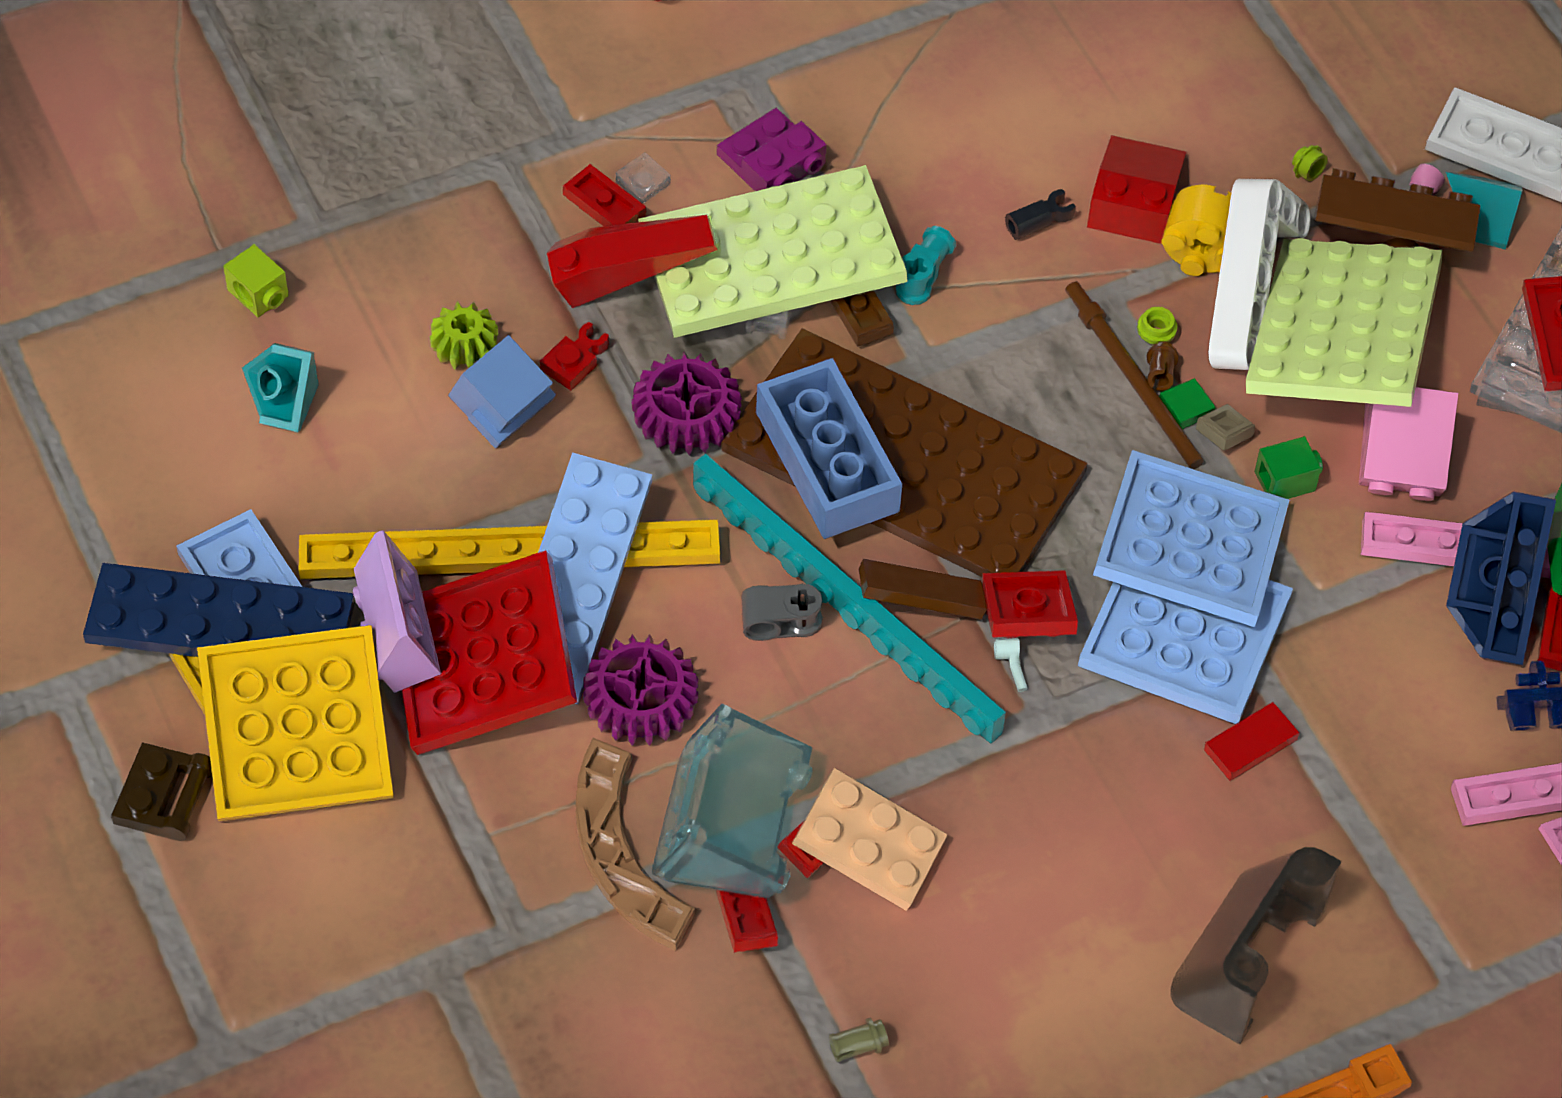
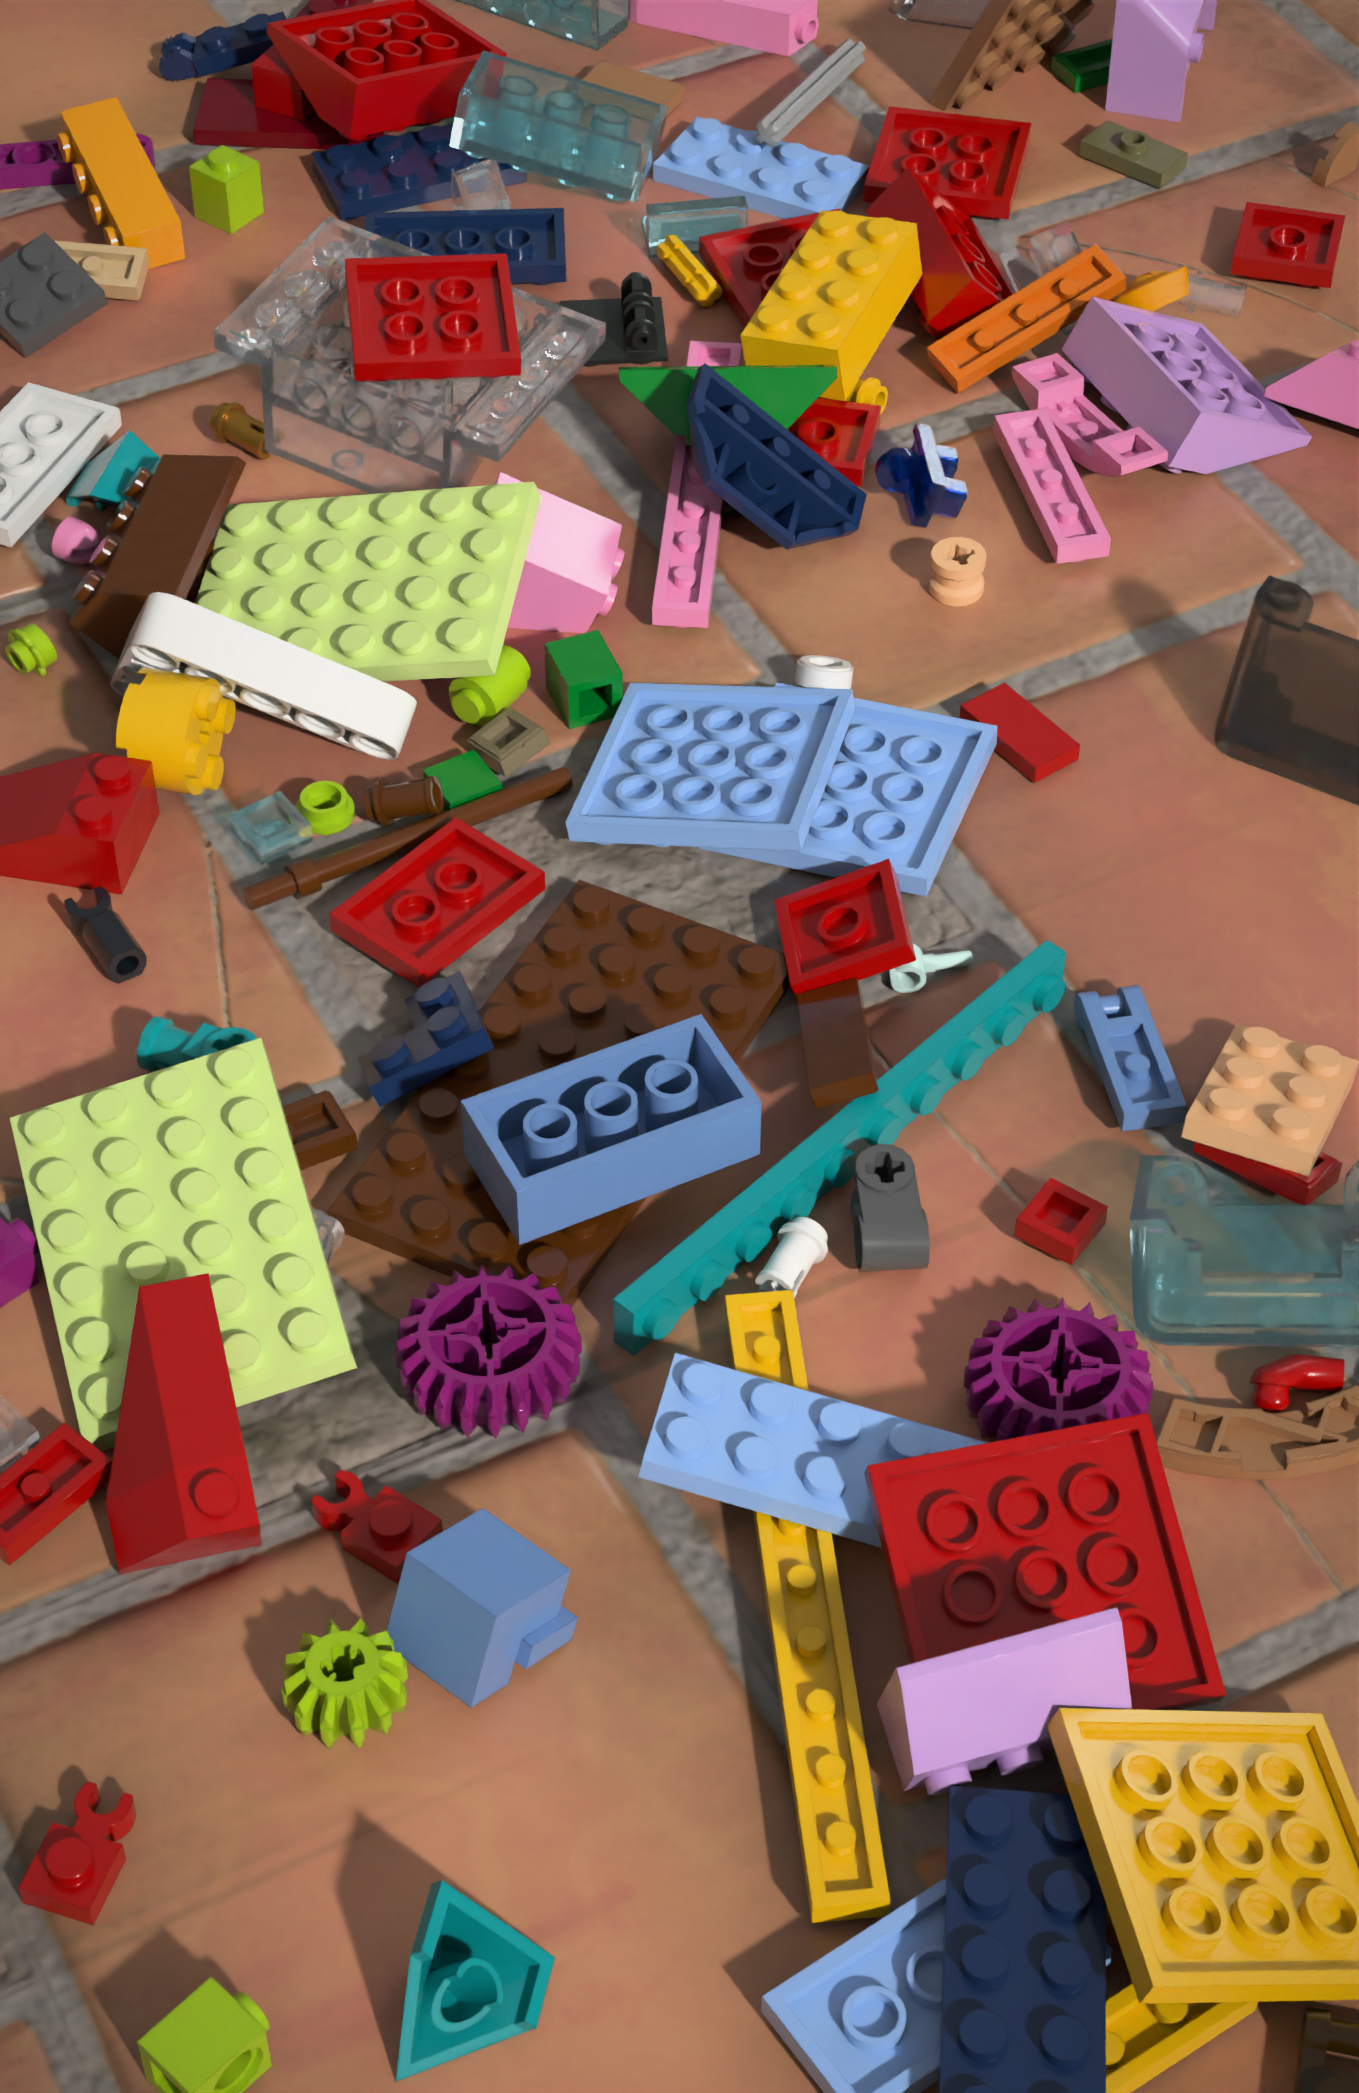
camera: 90 degrees left, 10 degrees down
(377, 230) = (82, 1862): none -> red plate
(647, 822) = (1296, 1372): none -> red arm
(752, 562) = (799, 1247): none -> white pin
(775, 706) = (1061, 1221): none -> red plate
(920, 766) = (1130, 1058): none -> medium blue plate
(933, 382) = (444, 1037): none -> dark blue plate
(1066, 385) = (437, 902): none -> red plate
(1135, 295) = (270, 828): none -> clear light blue plate
(1278, 416) = (485, 697): none -> lime brick
(1304, 619) = (823, 672): none -> white tile
(1422, 724) = (957, 571): none -> light nougat wheel

